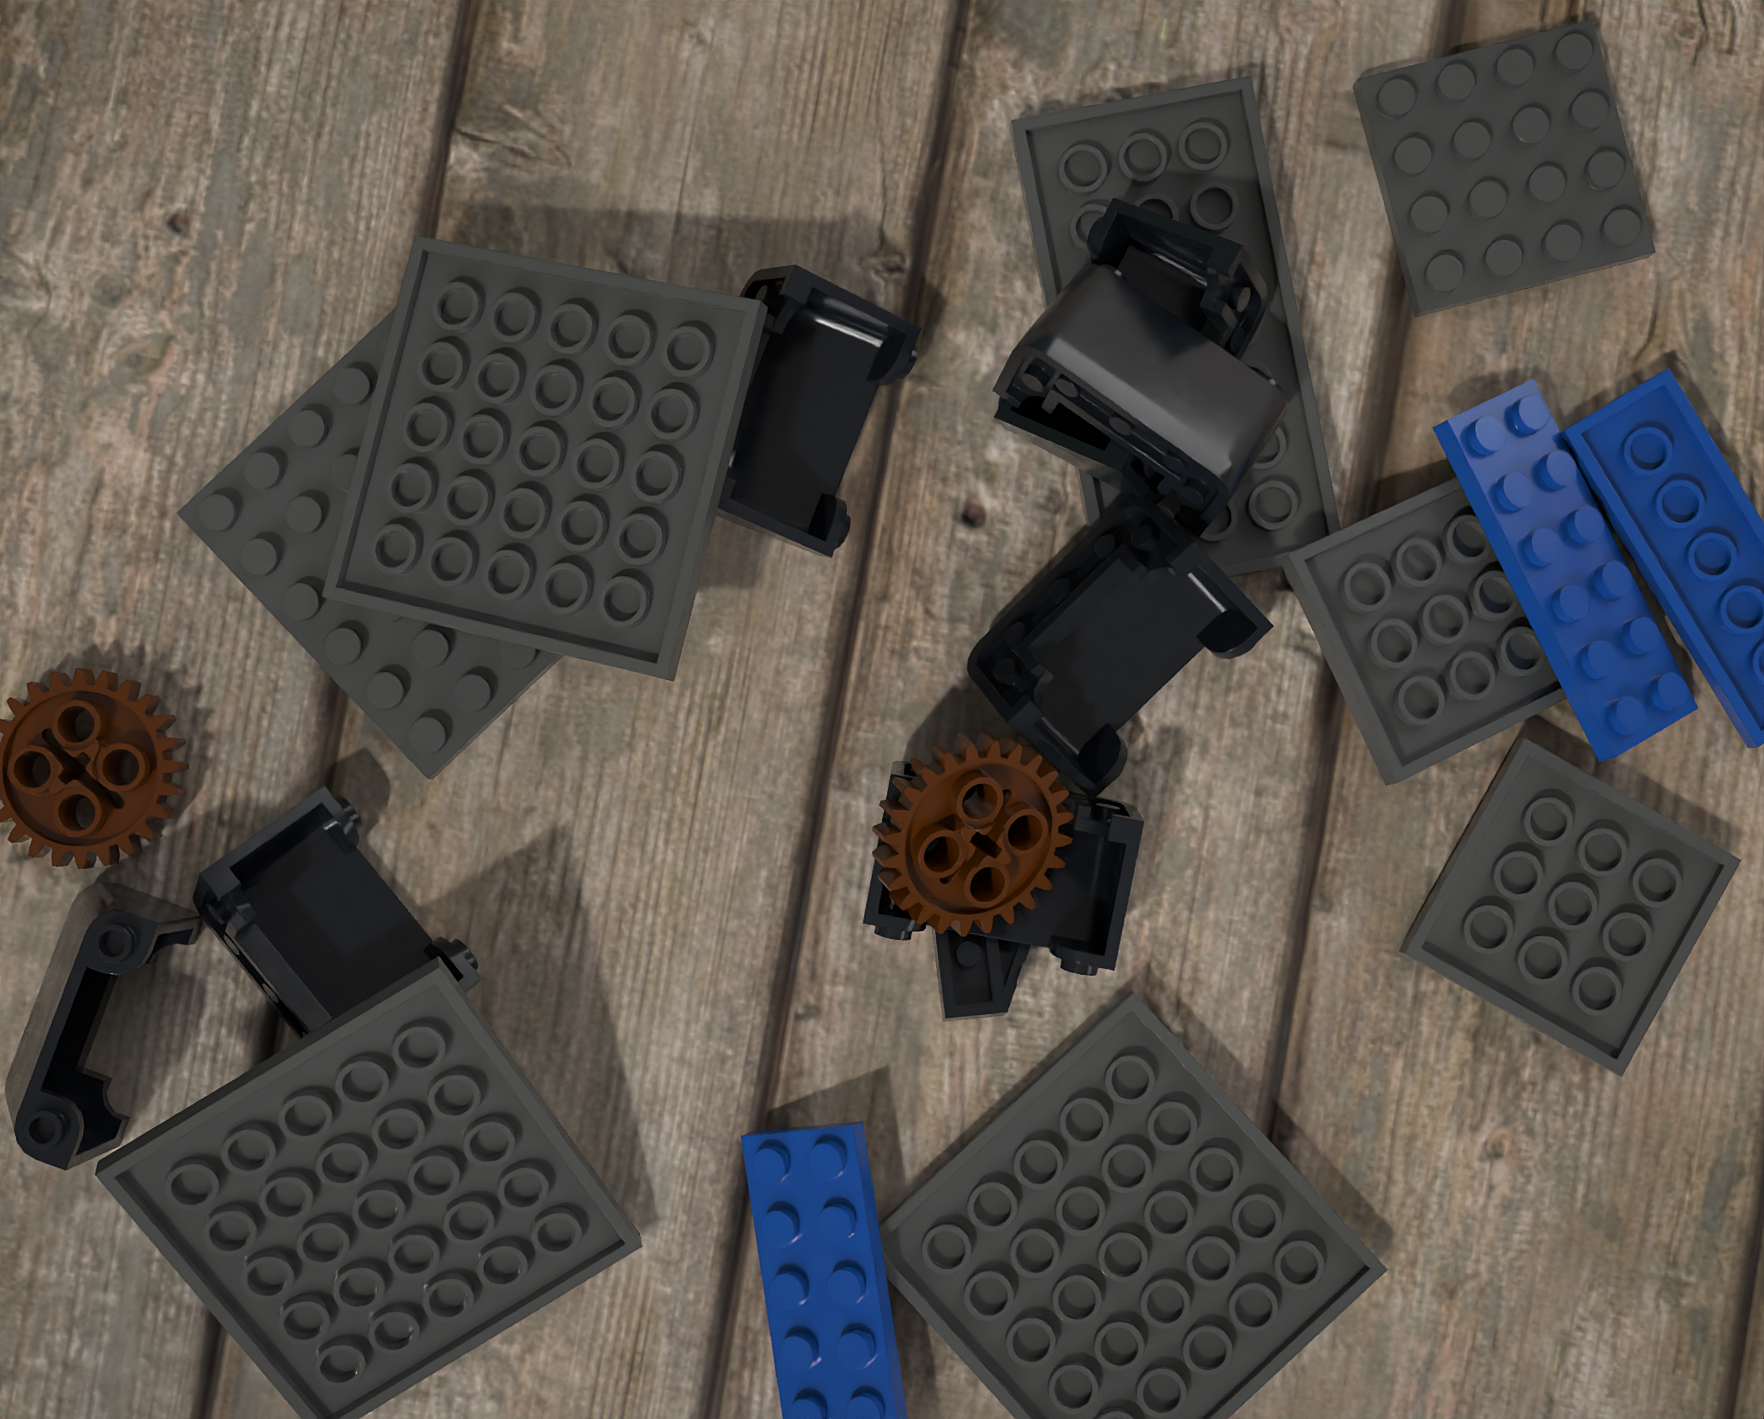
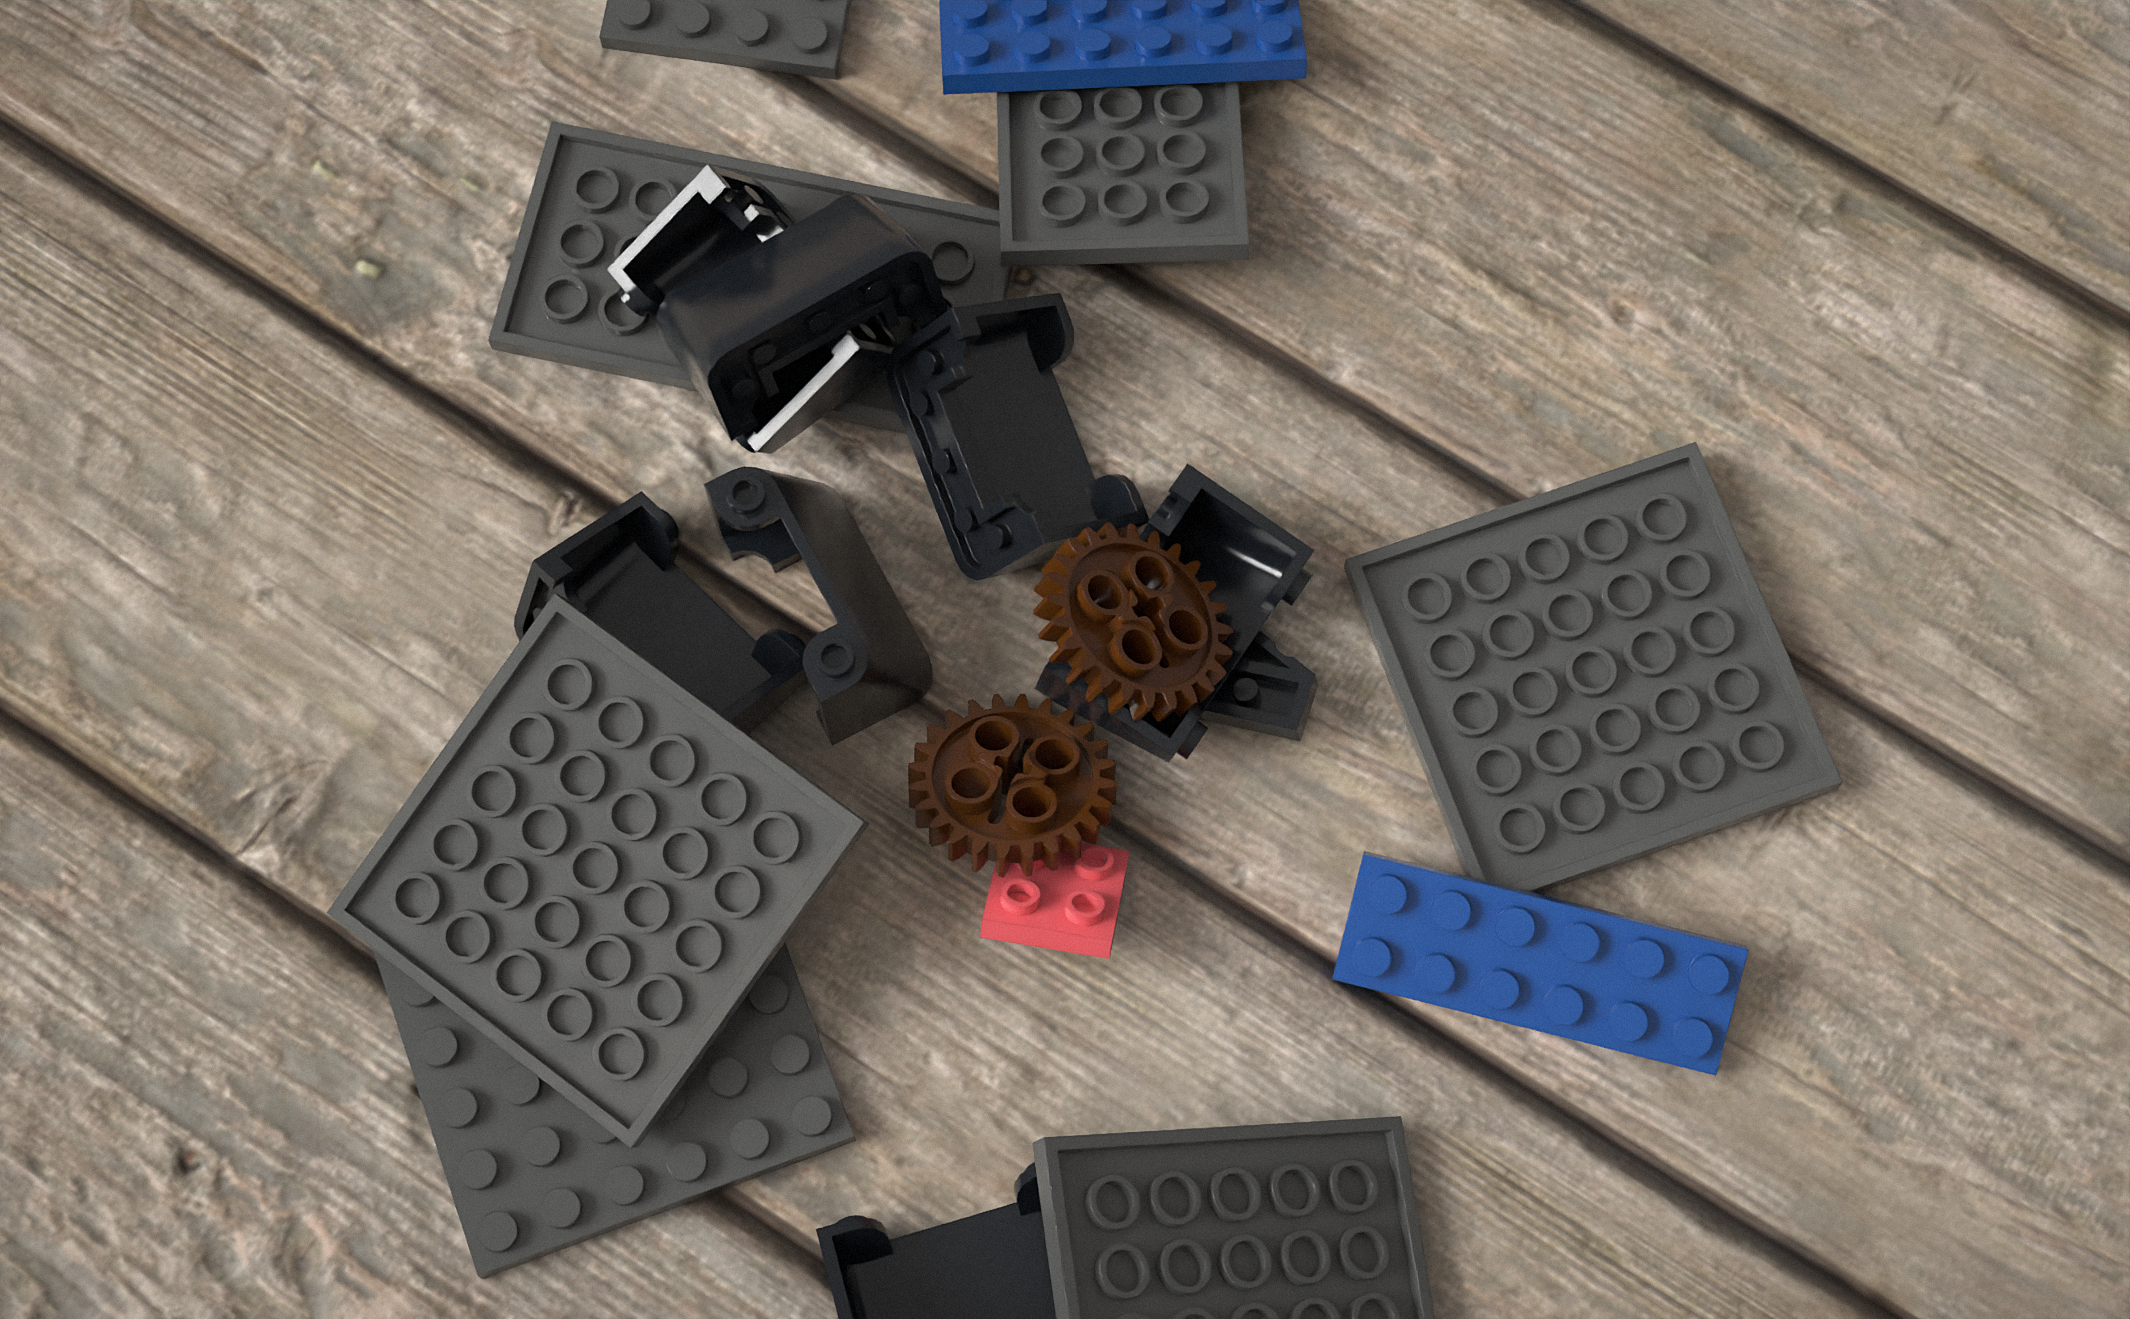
camera: 65 degrees left, 15 degrees down
(708, 863) = (1061, 908): none -> coral plate
(786, 727) = (1063, 785): none -> reddish brown gear
(914, 550) = (872, 656): none -> black windscreen
(1570, 906) = (1427, 159): dark grey plate -> none

